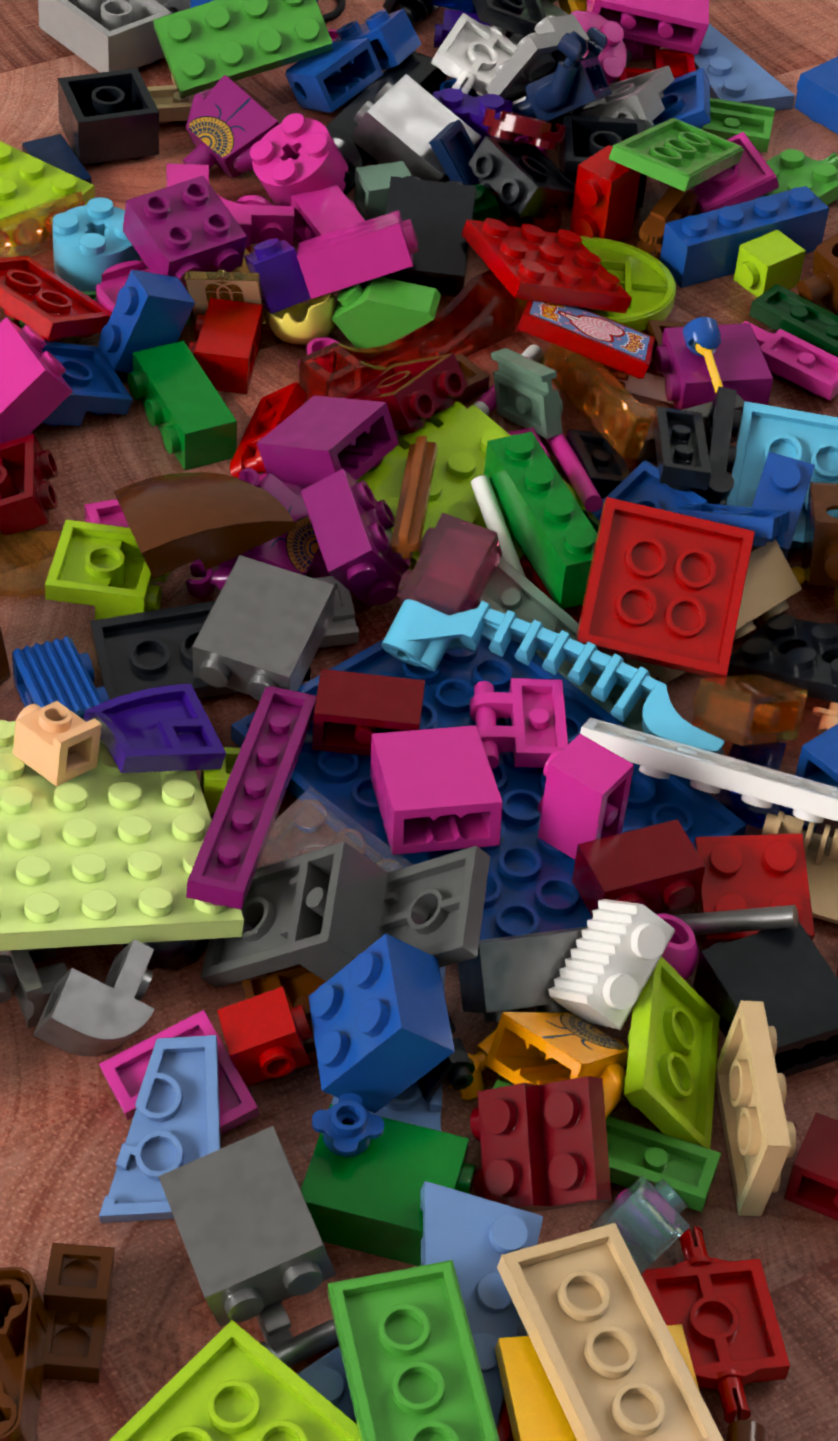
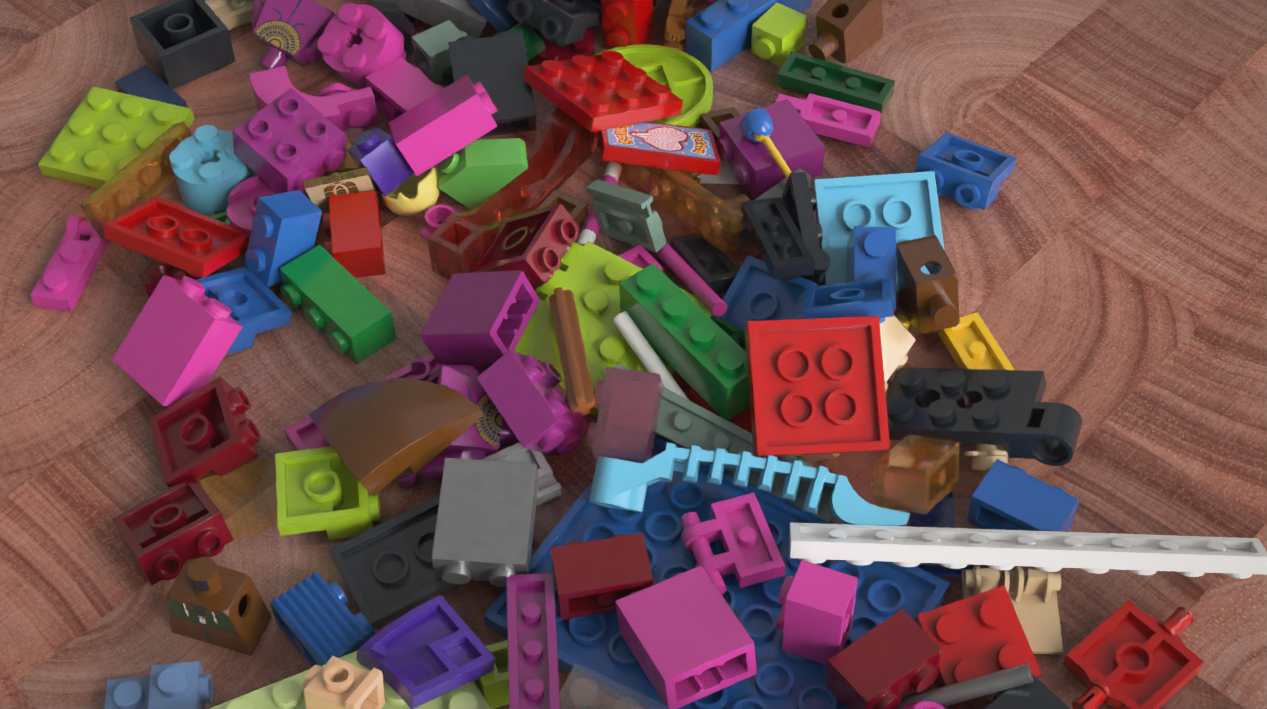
camera: 10 degrees left, 5 degrees up
(268, 414) = (416, 302): red plate -> none

